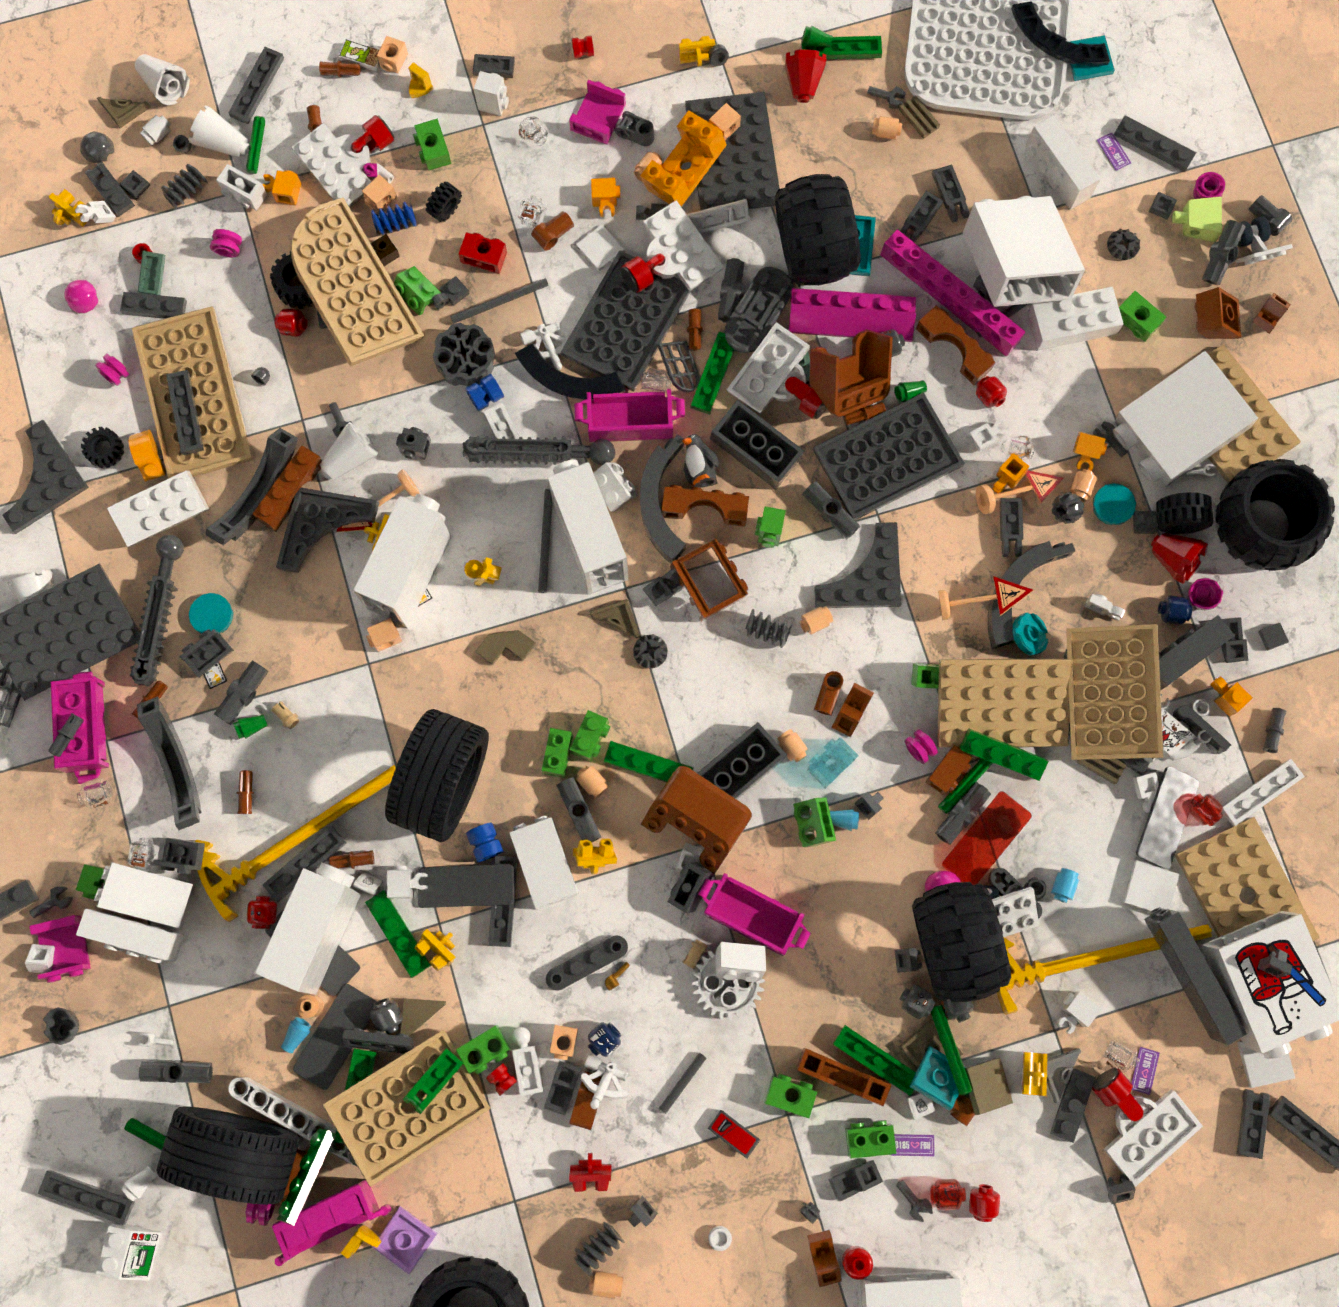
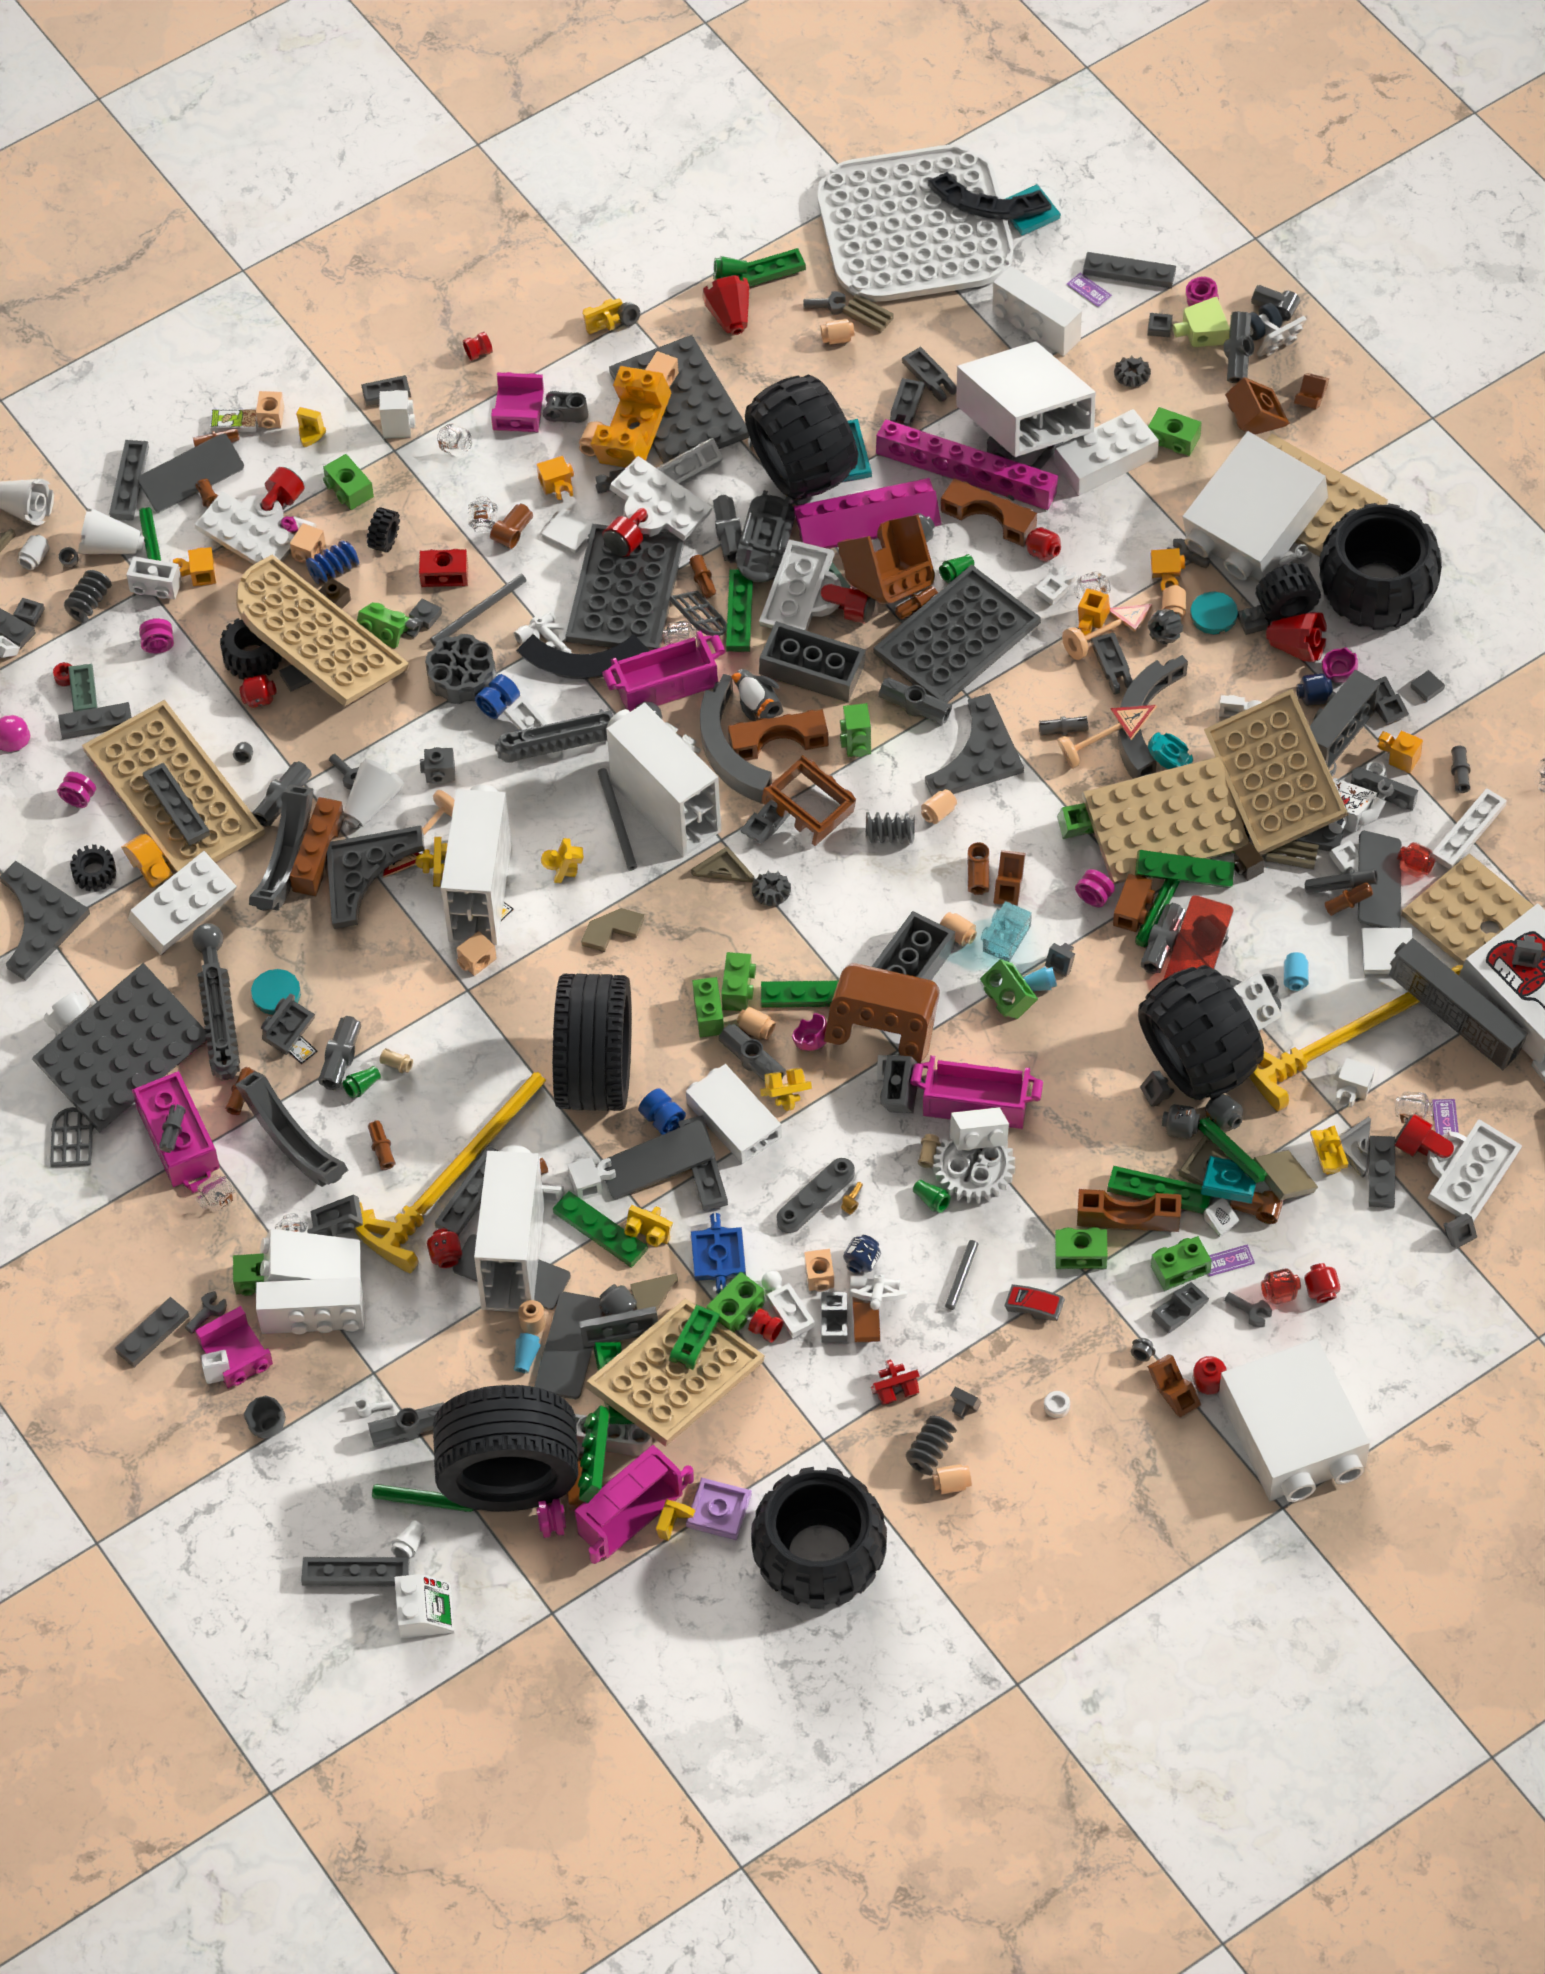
camera: 15 degrees left, 20 degrees down
(286, 420) = (271, 805): none -> dark grey piece
(292, 96) = (177, 477): none -> dark grey piece
(486, 994) = (718, 1253): none -> blue plate
(633, 807) = (811, 1033): none -> dark pink hair
(683, 1000) = (933, 1196): none -> green cone
(948, 574) = (1063, 725): none -> dark grey pin
(1060, 763) = (1248, 862): none -> dark brown plate
(1135, 812) = (1341, 881): none -> dark grey axle
(1135, 831) = (1348, 899): none -> dark orange axle

